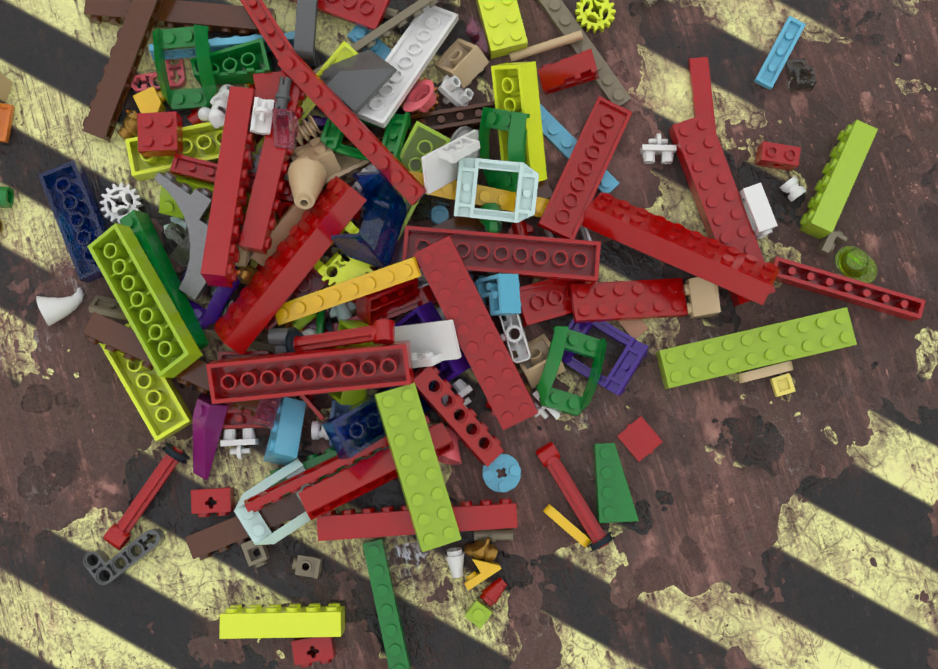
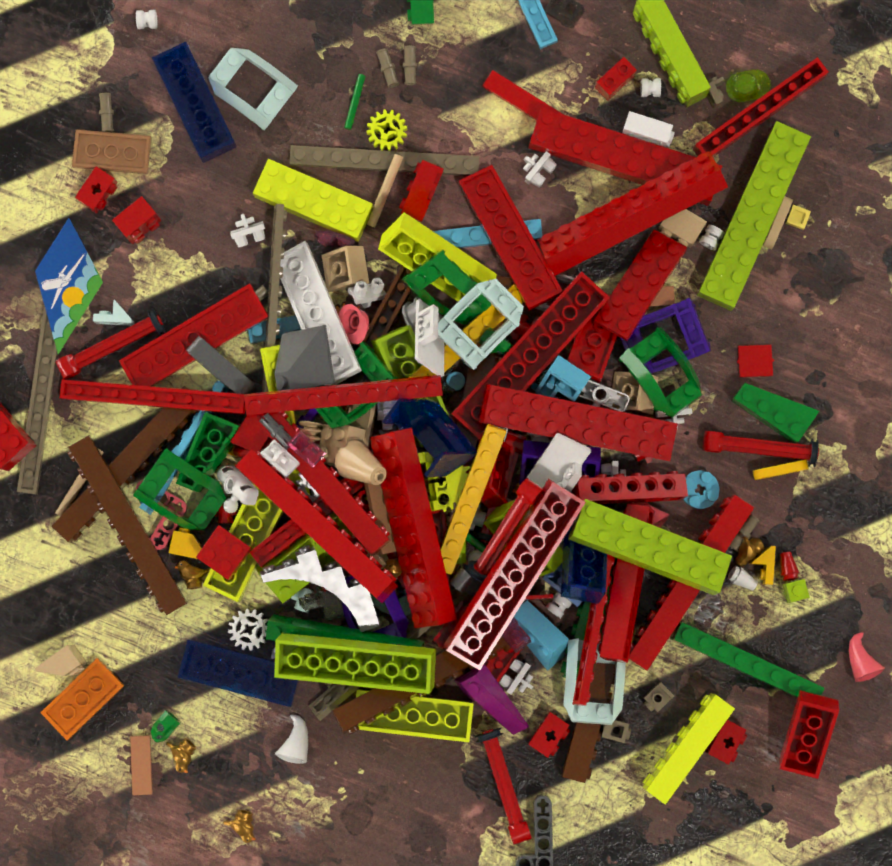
camera: 50 degrees left, 0 degrees up
(711, 328) = (712, 236): none -> white wheel

